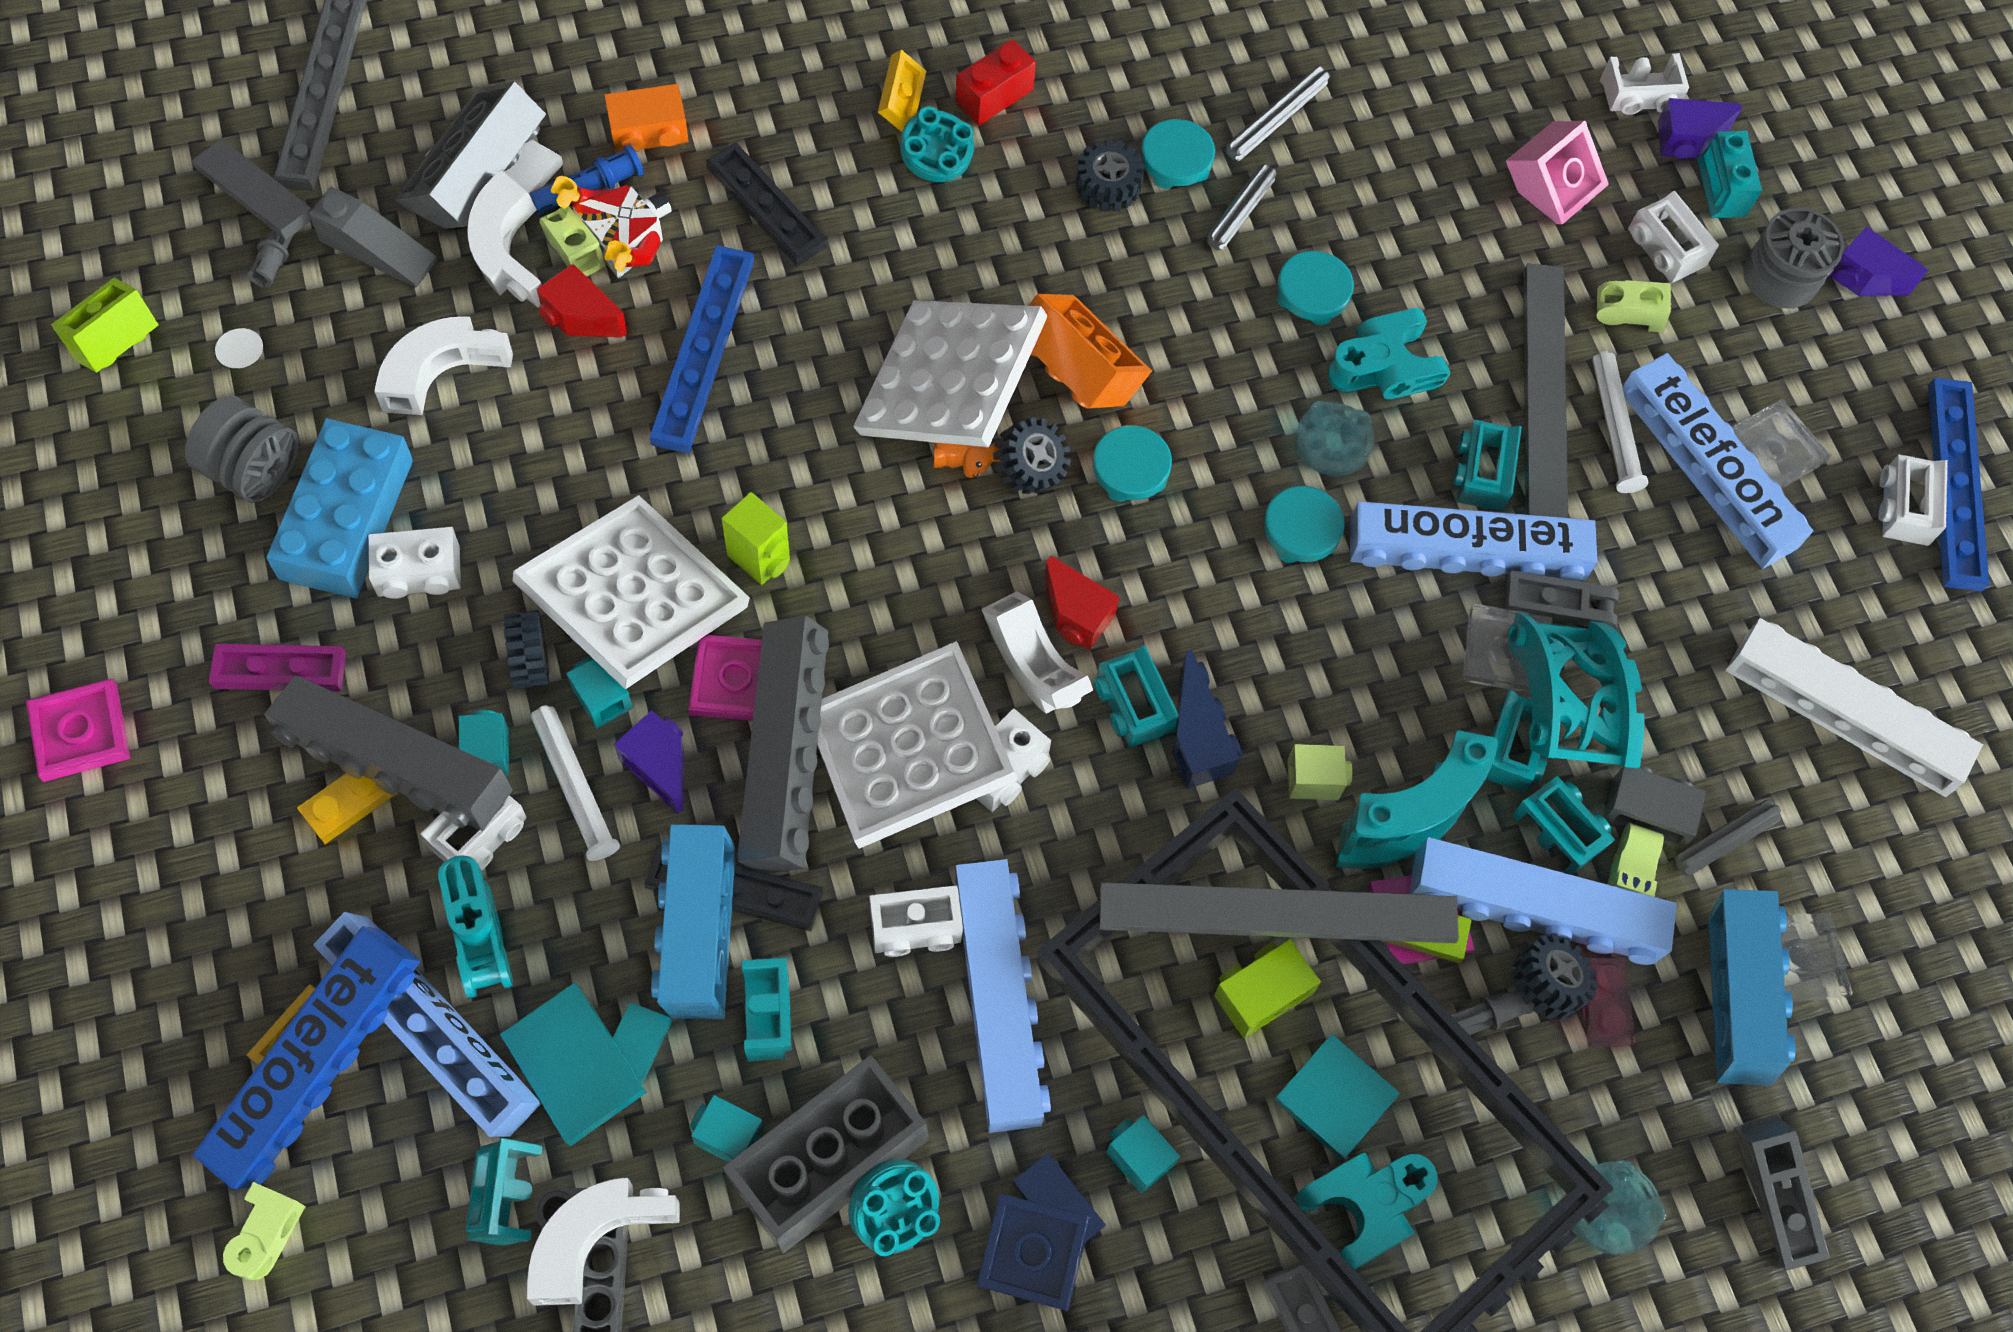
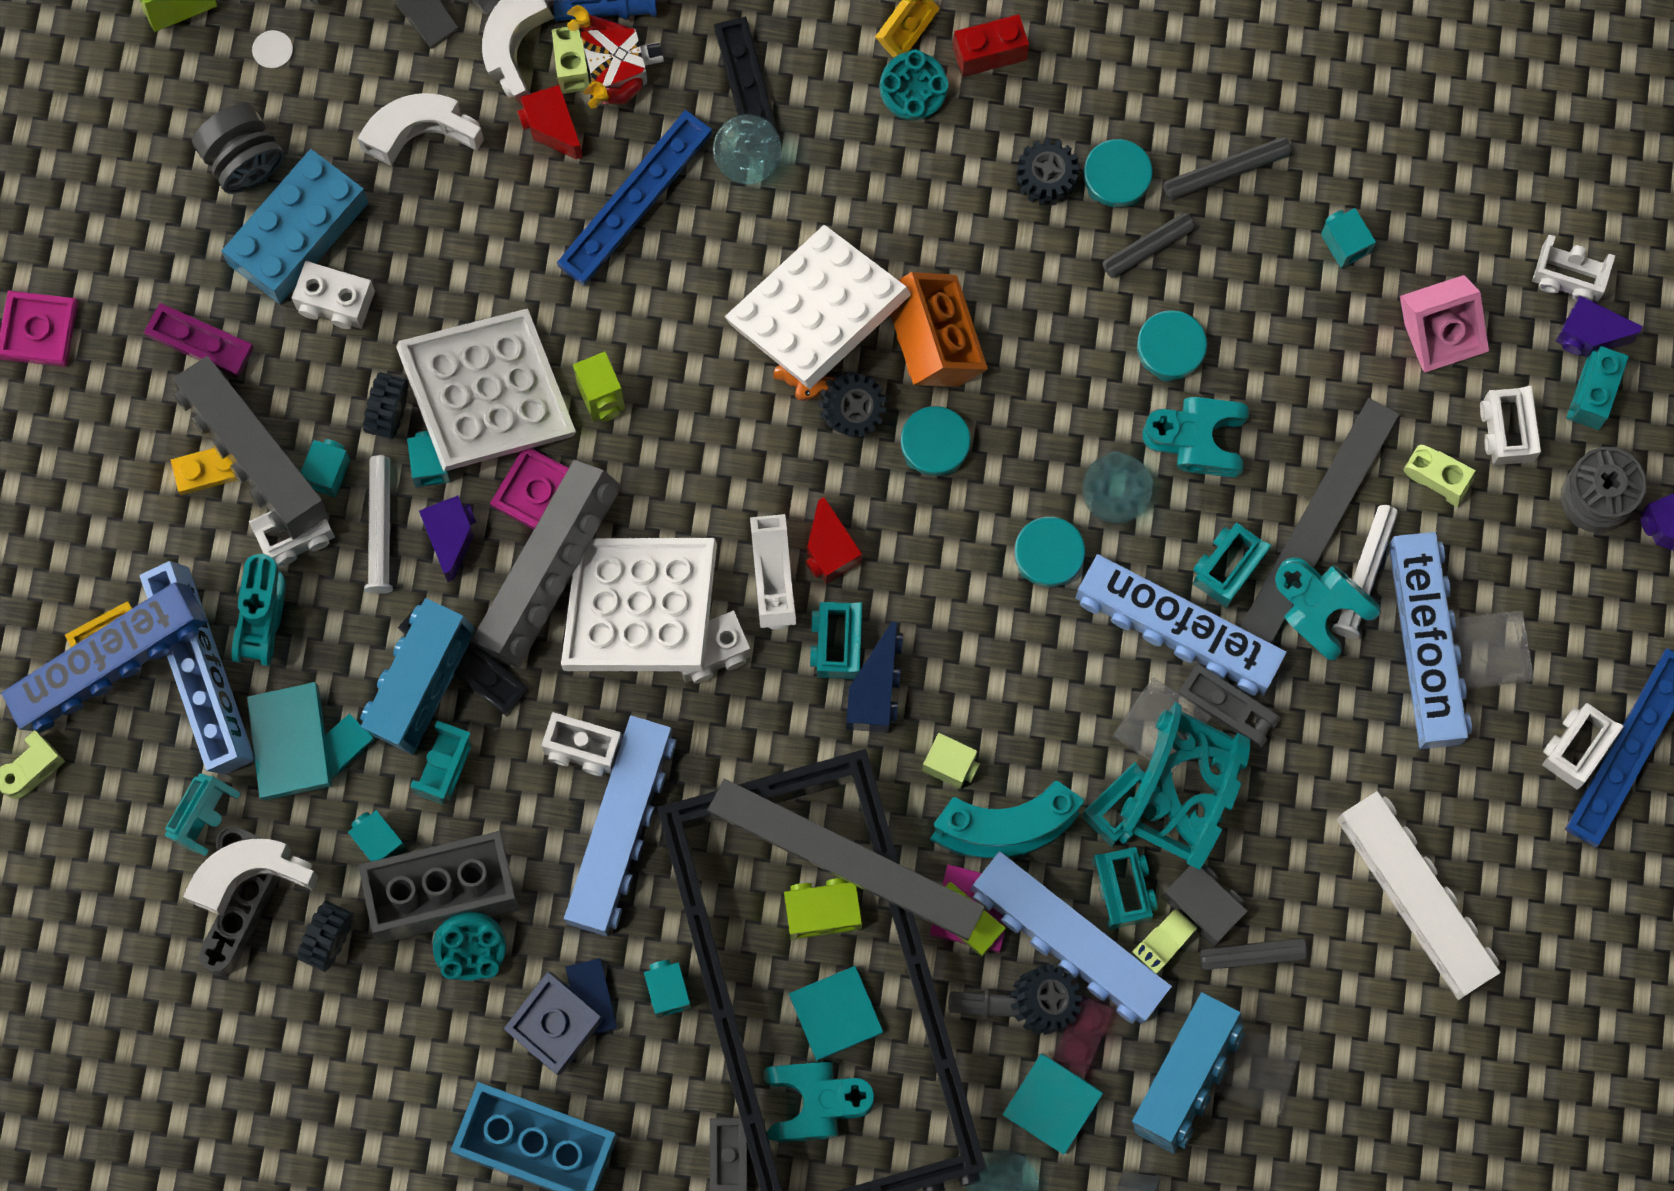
camera: 30 degrees right, 10 degrees up
(718, 1271) = (325, 936): none -> black wheel
(799, 257) = (747, 148): none -> clear light blue tile
(1425, 129) = (1347, 237): none -> teal brick
(1595, 460) = (1317, 598): none -> teal piece
(1619, 1088) = (1052, 1103): none -> teal tile

